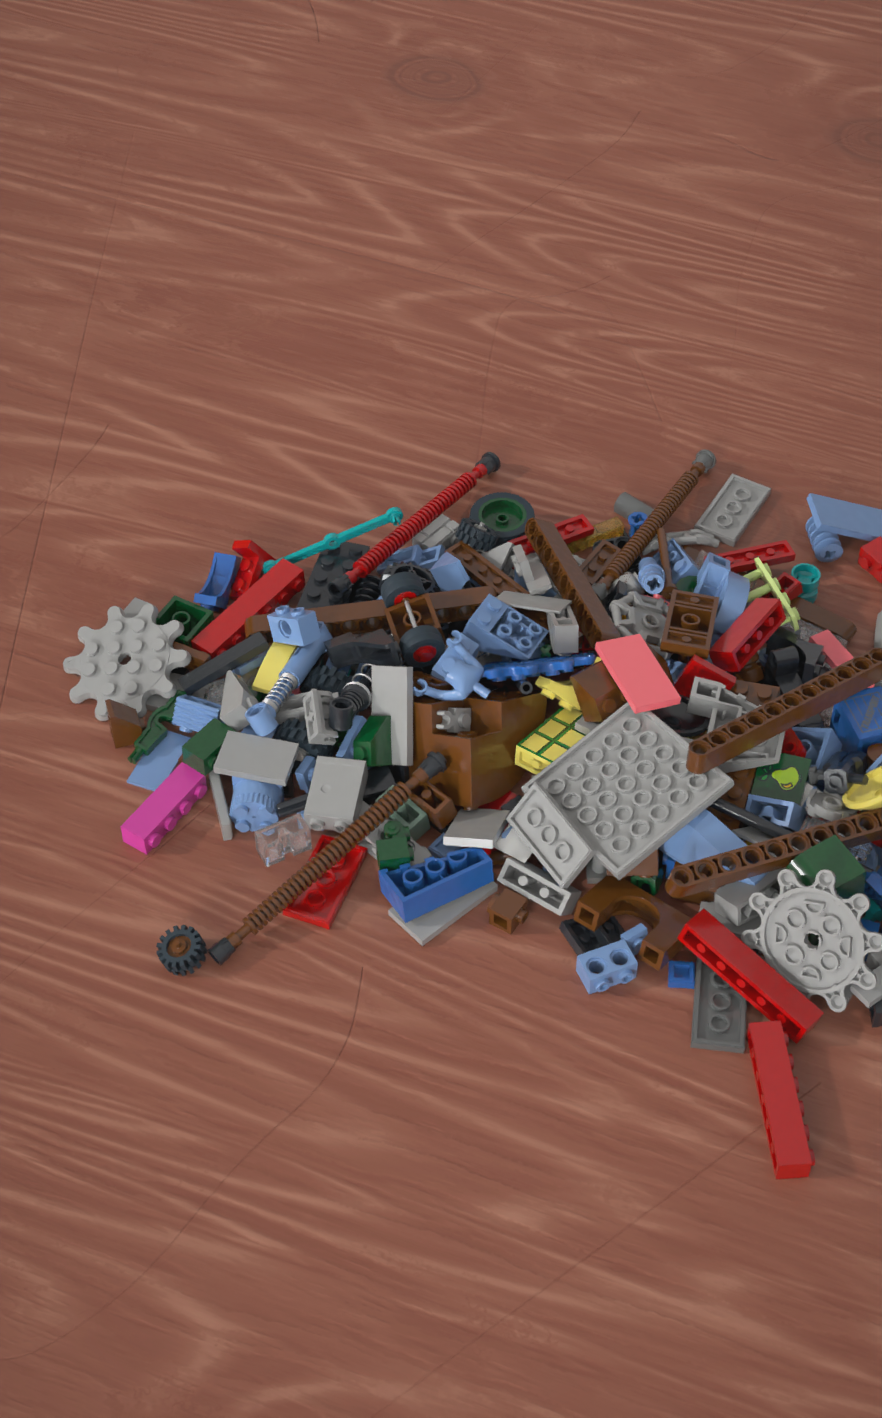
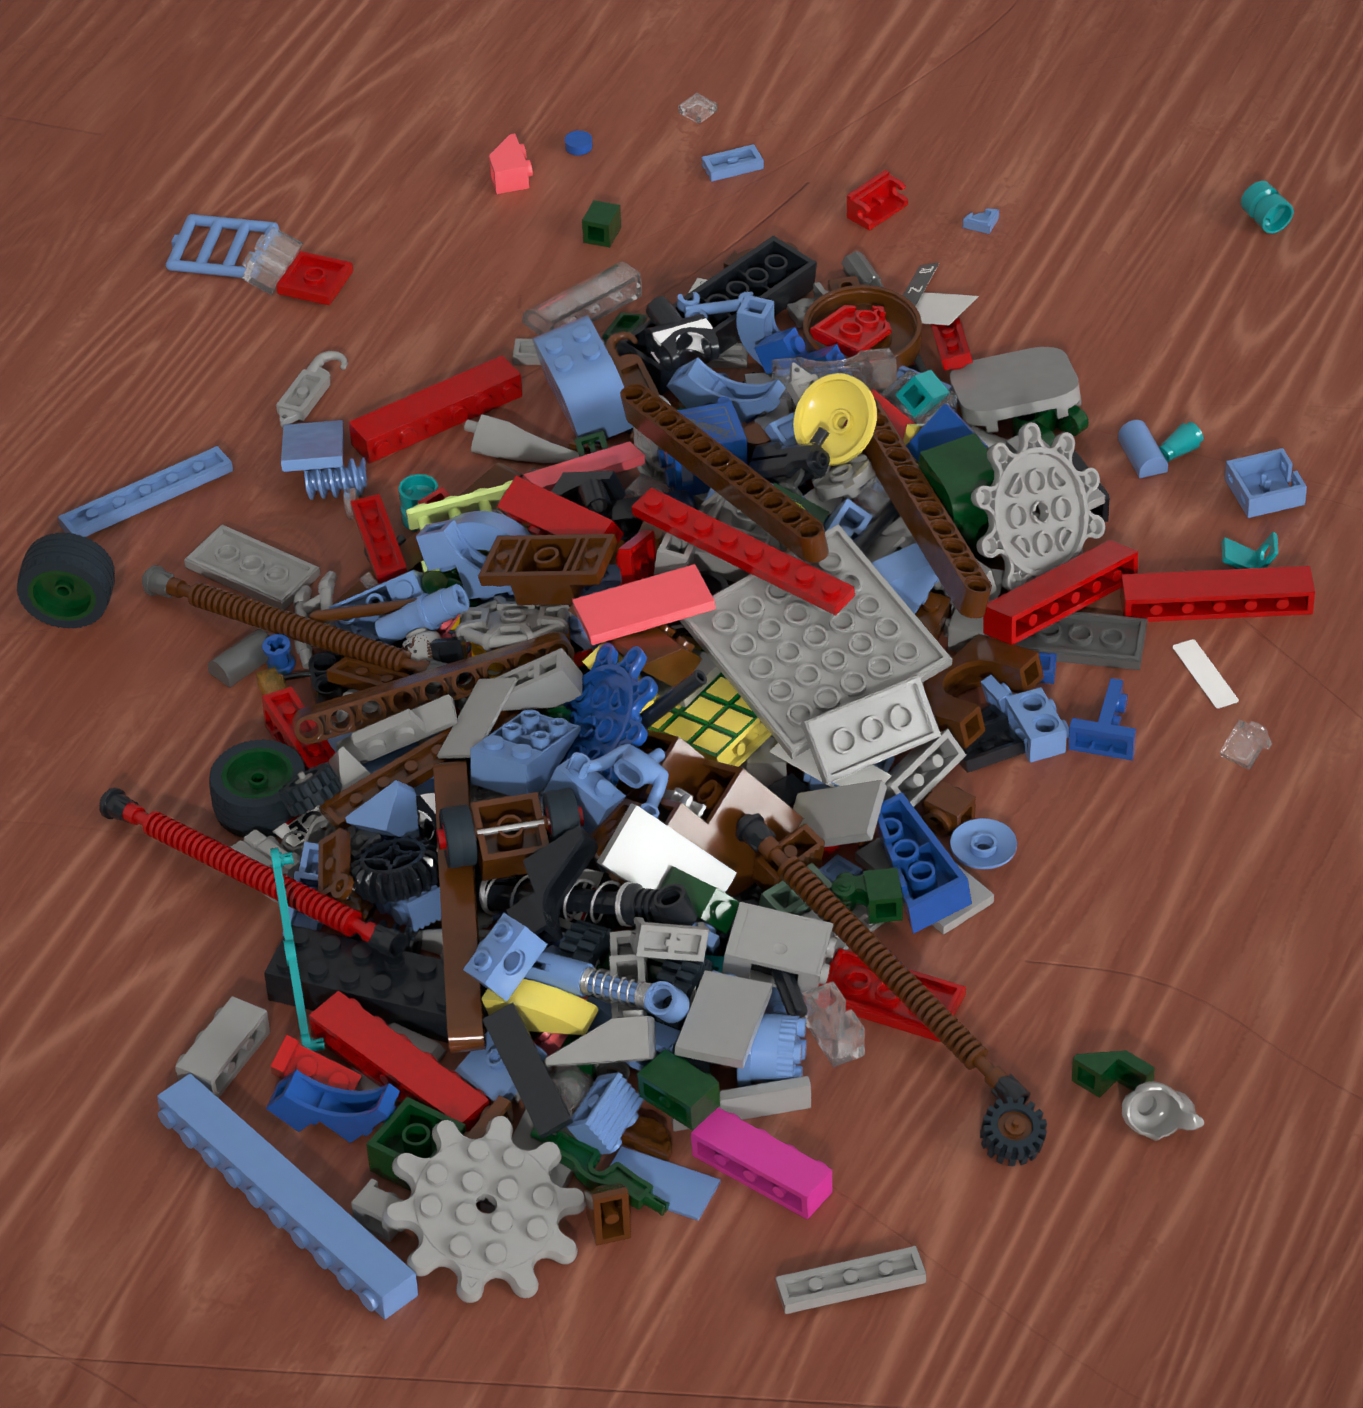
camera: 85 degrees left, 5 degrees down
(60, 861) = (850, 1279): none -> light grey plate
(156, 570) = (287, 1197): none -> medium blue brick
(196, 1043) = (1159, 1111): none -> light grey hair
(237, 1008) = (1101, 1070): none -> dark green slope
(275, 532) = (225, 1045): none -> light grey brick
(422, 556) = (334, 865): none -> reddish brown hinge
(472, 924) = (983, 843): none -> medium blue dish
(598, 1114) = (1245, 743): none -> clear bracket
(614, 1015) = (1106, 735): none -> blue bracket
(681, 407) = (66, 580): none -> black wheel
(690, 1094) = (1205, 673): none -> white sticker
(694, 724) = (743, 551): none -> red plate
(796, 448) = (146, 493): none -> medium blue plate
(804, 551) = (349, 495): none -> clear tile
(831, 1119) = (1245, 558): none -> teal bracket

